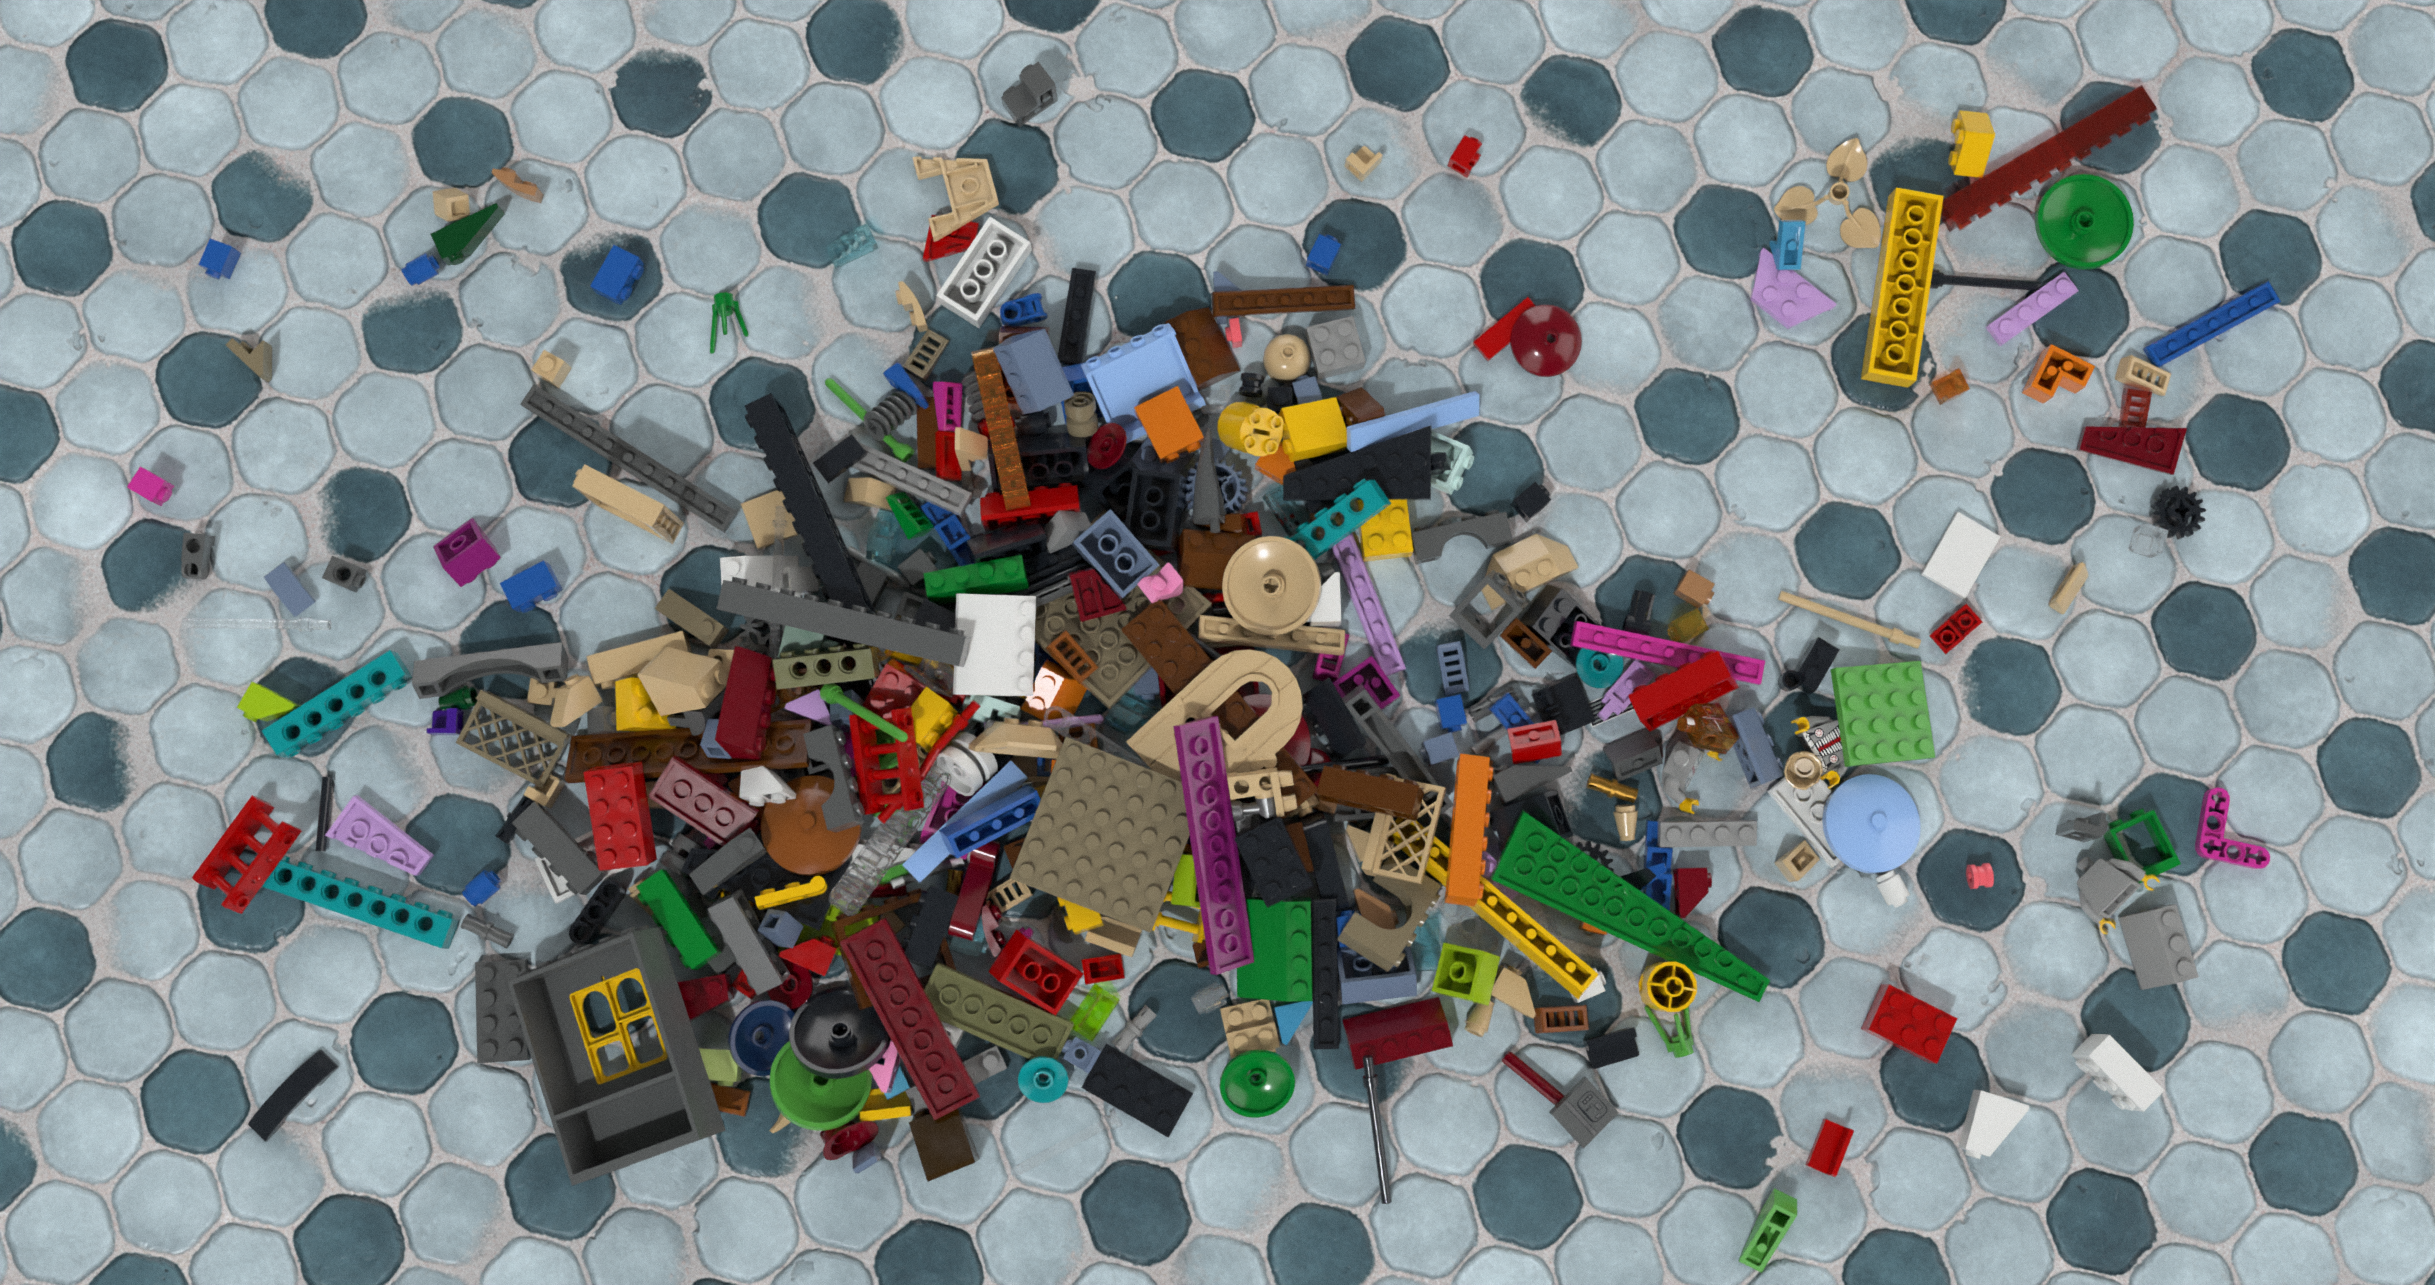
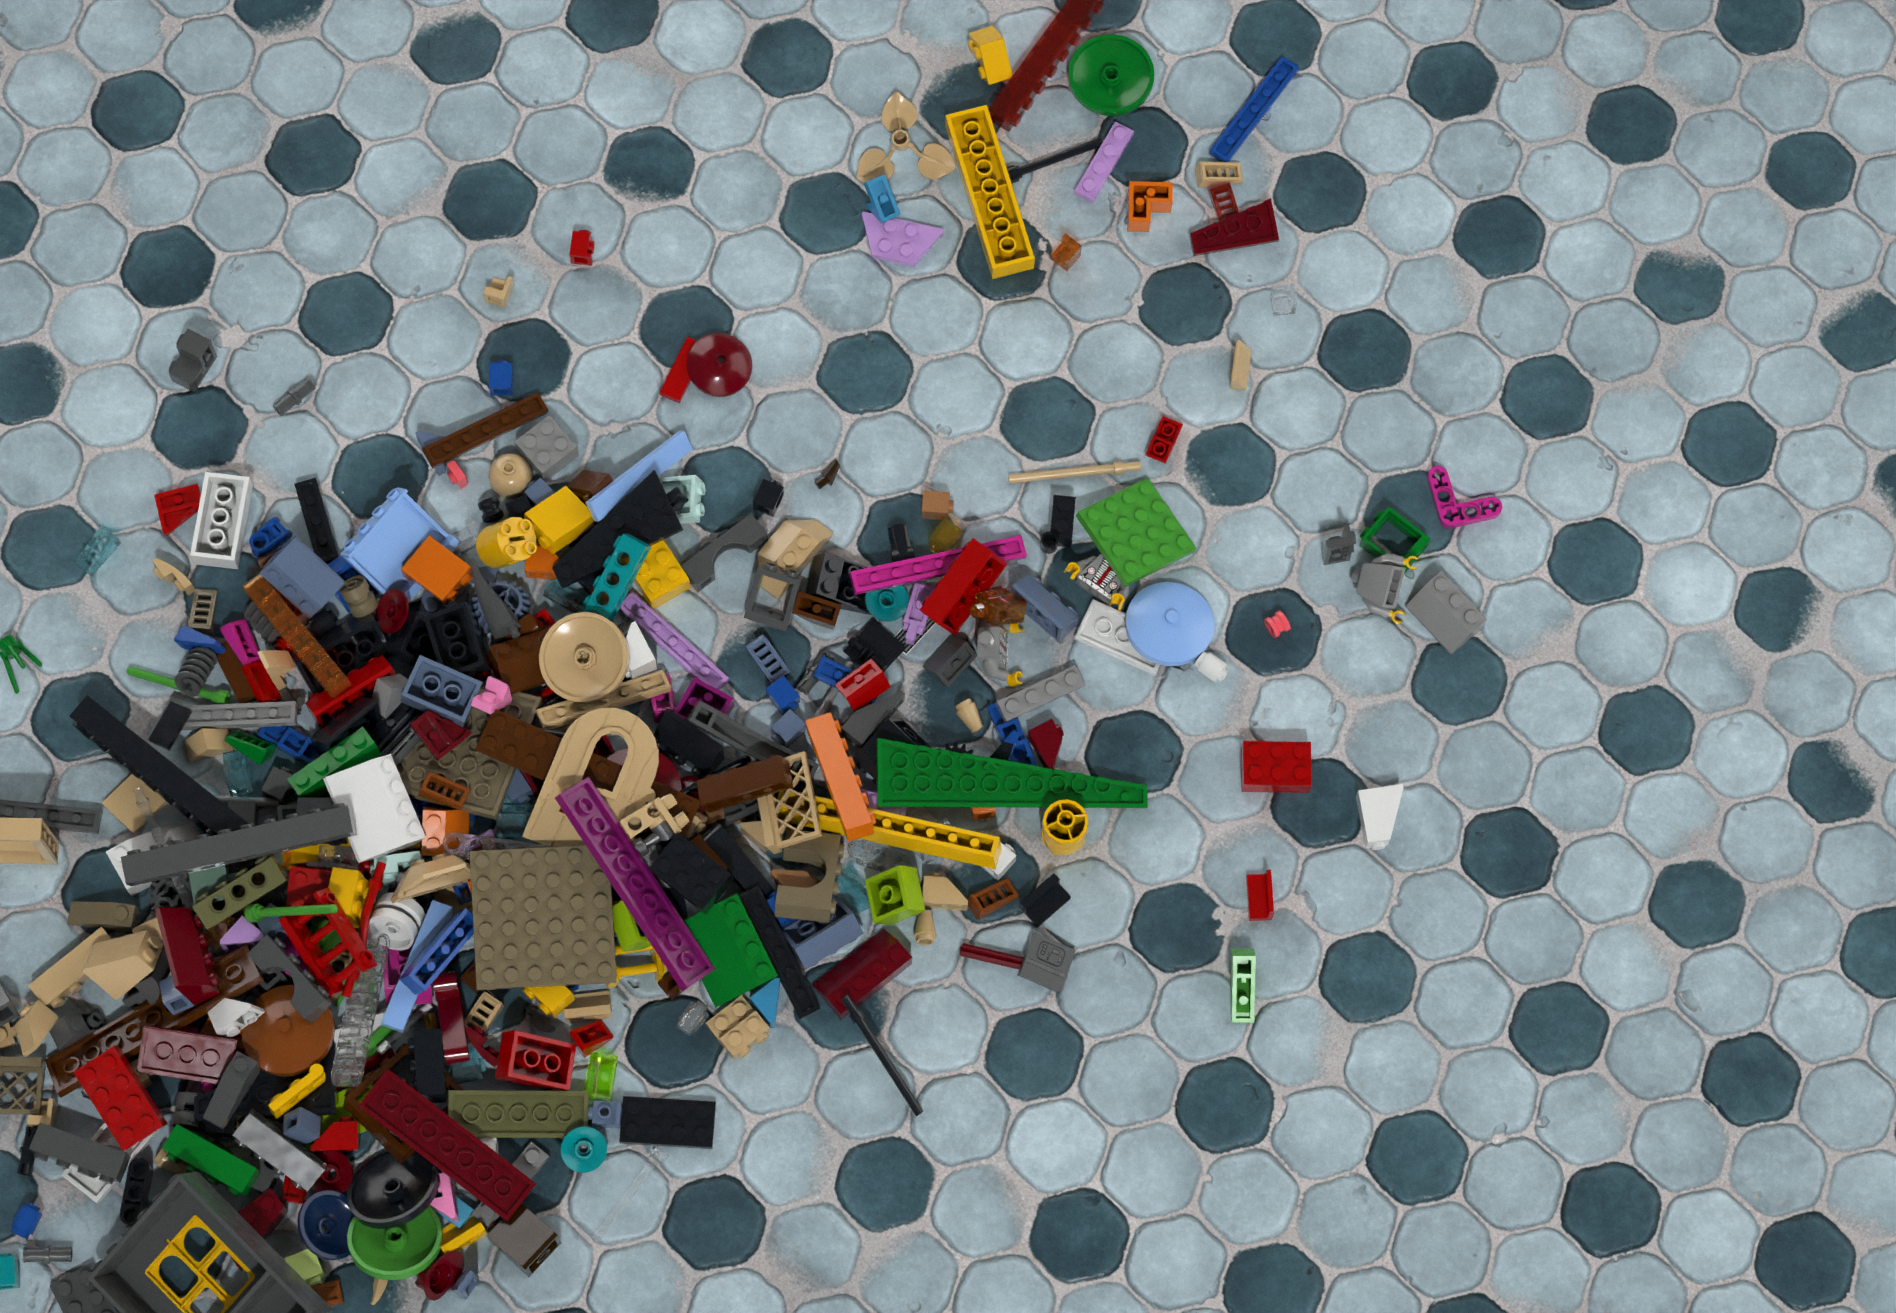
camera: 25 degrees left, 10 degrees down
(635, 708) = (93, 1005): yellow brick -> none
(968, 189) = (174, 458): tan wing -> none
(1112, 178) = (294, 397): none -> dark grey pin
(1134, 1028) = (641, 1073): light grey pin -> none
(1203, 347) = (437, 498): reddish brown slope -> none
(1257, 1094) = (776, 1072): green dish -> none
(1601, 505) = (828, 475): none -> dark brown bar
(1612, 788) = (945, 694): pearl gold pin -> none
(1681, 1043) = (1100, 870): bright green plant -> none
(1797, 862) = (1124, 682): tan slope -> none
(1803, 770) = (1092, 605): tan hair -> none
(1960, 555) = (1140, 381): white tile -> none
(2117, 1073) = (1459, 725): white brick -> none
(2180, 502) = (1299, 259): black gear -> none

